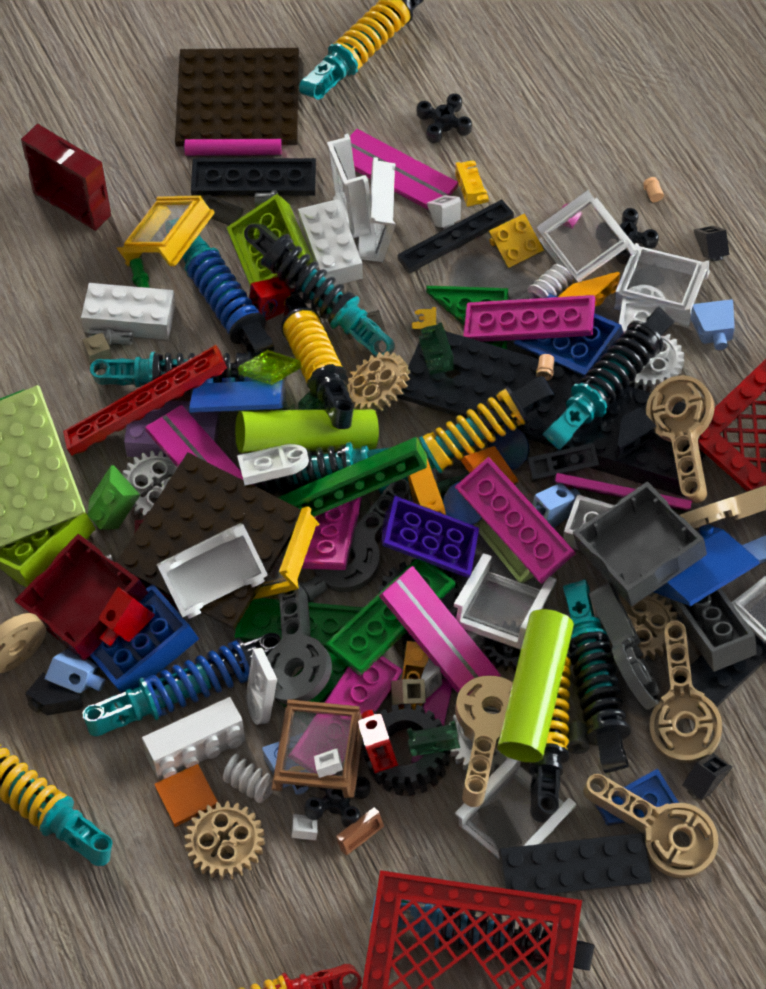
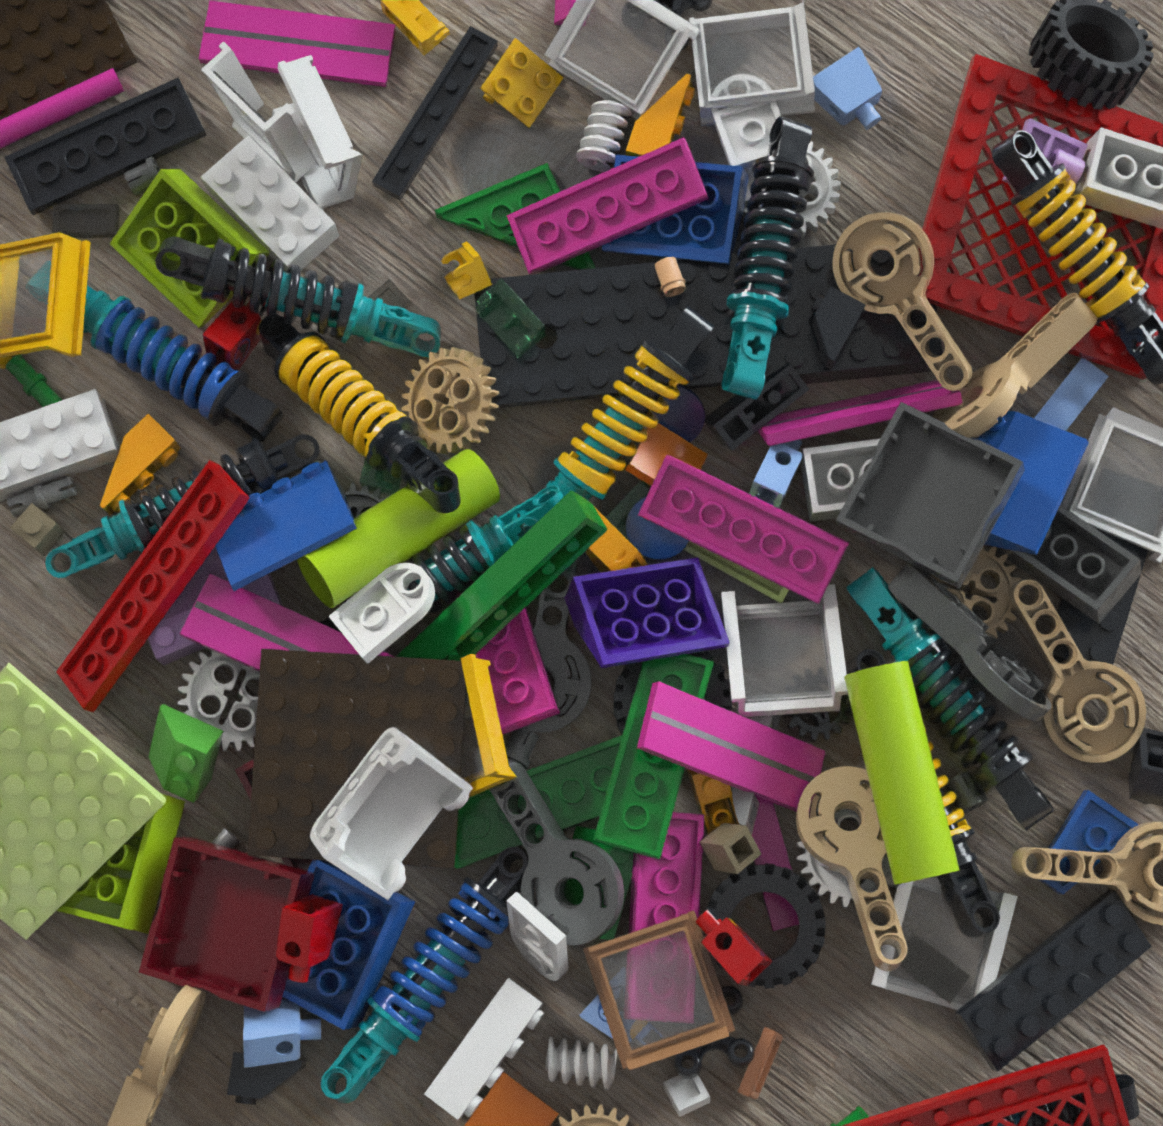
camera: 25 degrees left, 20 degrees up
(181, 337) = (139, 458): none -> light orange slope
(269, 367) = (301, 458): clear neon green tile -> none
(328, 763) = (690, 1016): white plate -> none
(433, 739) = (803, 908): clear green hinge -> none
(445, 211) = (403, 82): white slope -> none

